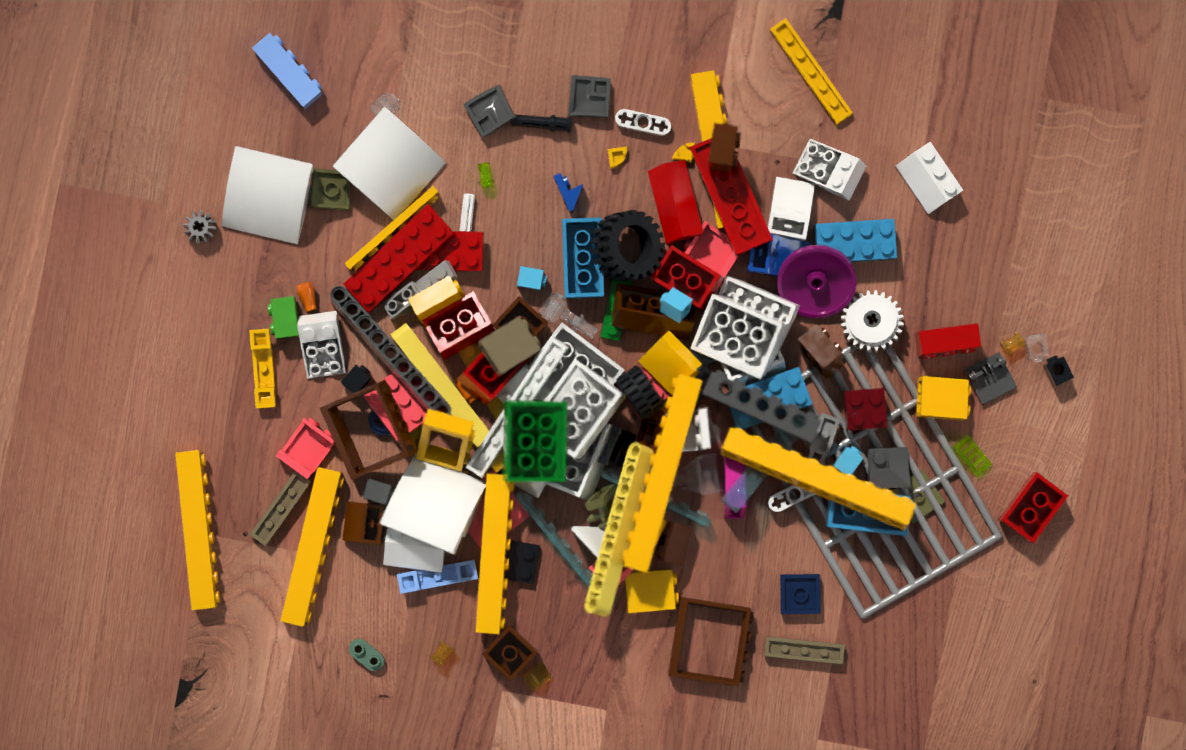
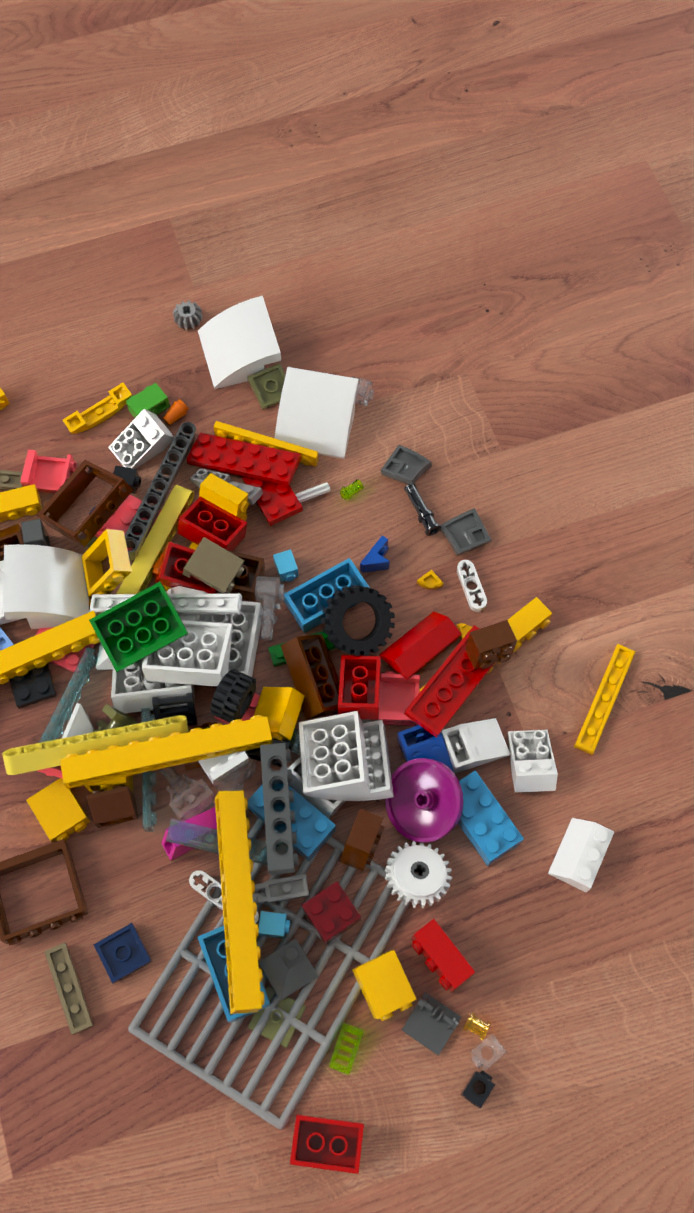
camera: 65 degrees right, 20 degrees down
(287, 70) = (345, 314): light blue brick -> none
(675, 304) = (329, 685): medium azure brick -> none

